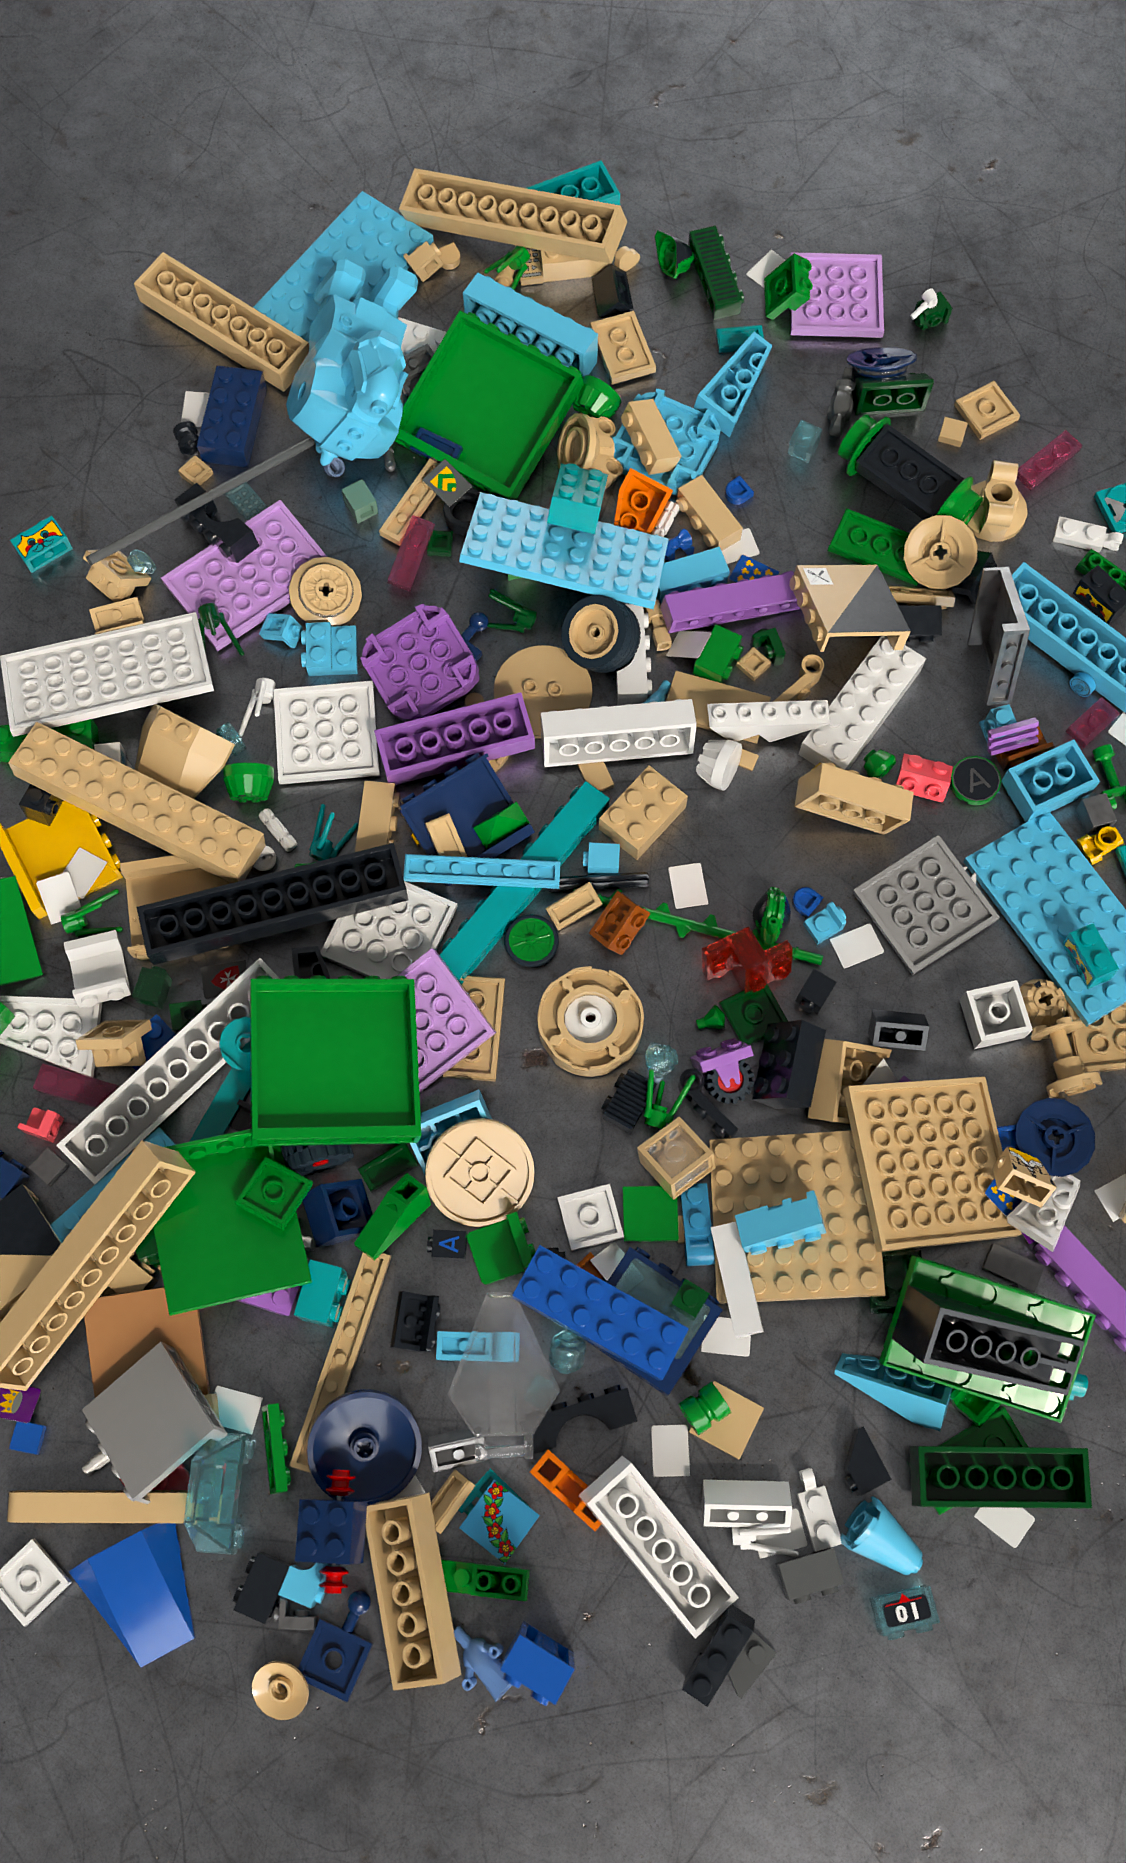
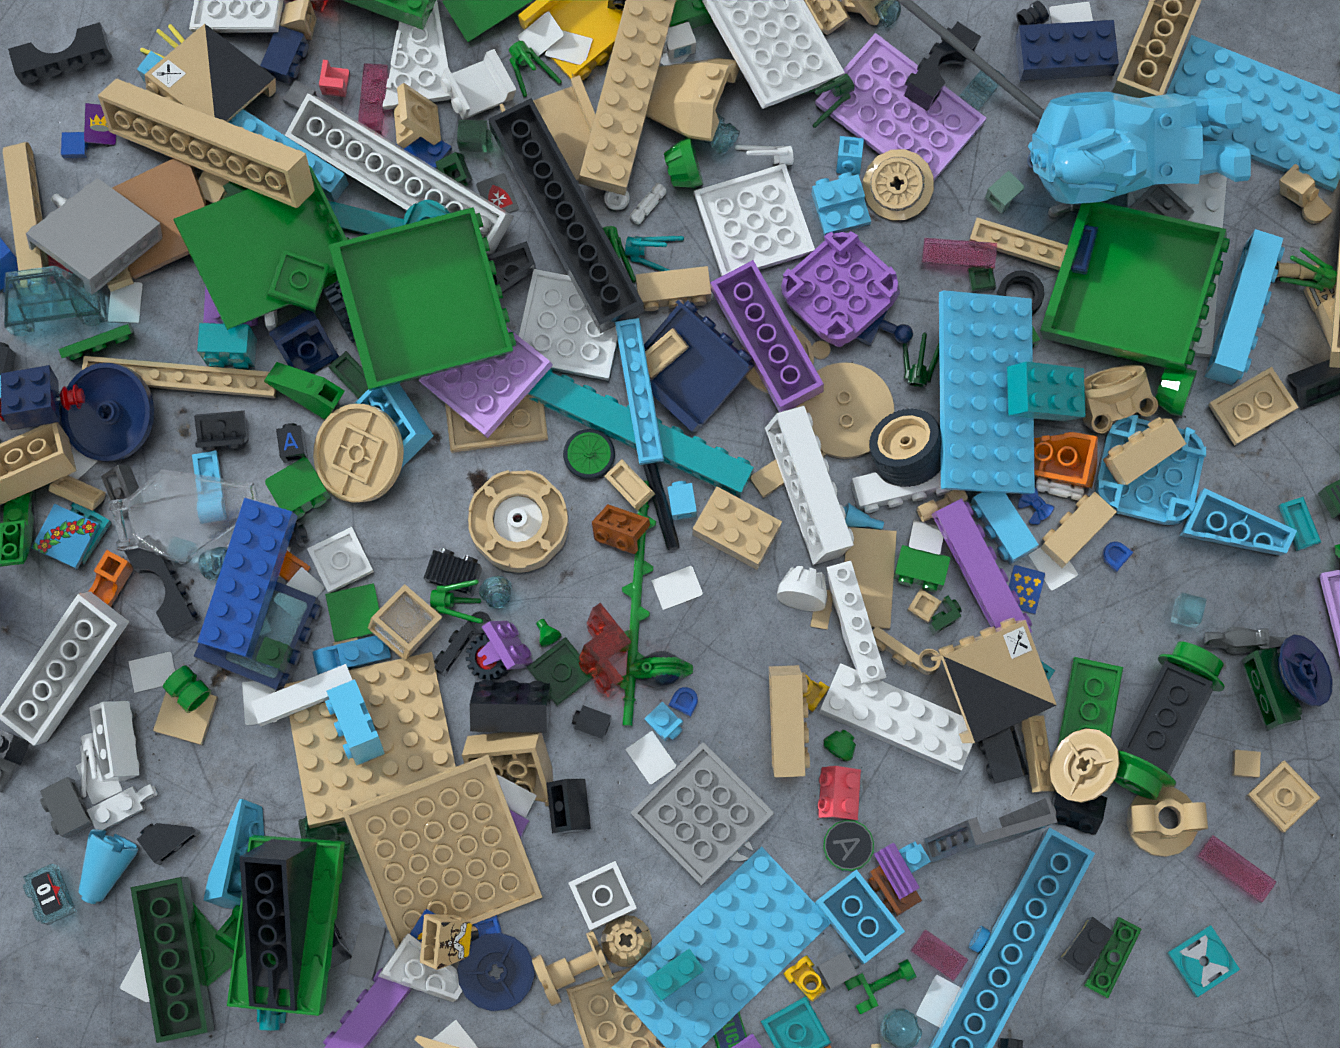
camera: 80 degrees right, 5 degrees up
(195, 471) = (1000, 34): tan tile -> none
(447, 482) = (1042, 267): dark grey sticker -> none
(501, 825) = (693, 400): green slope -> none
(1085, 535) = (1157, 920): white plate -> none

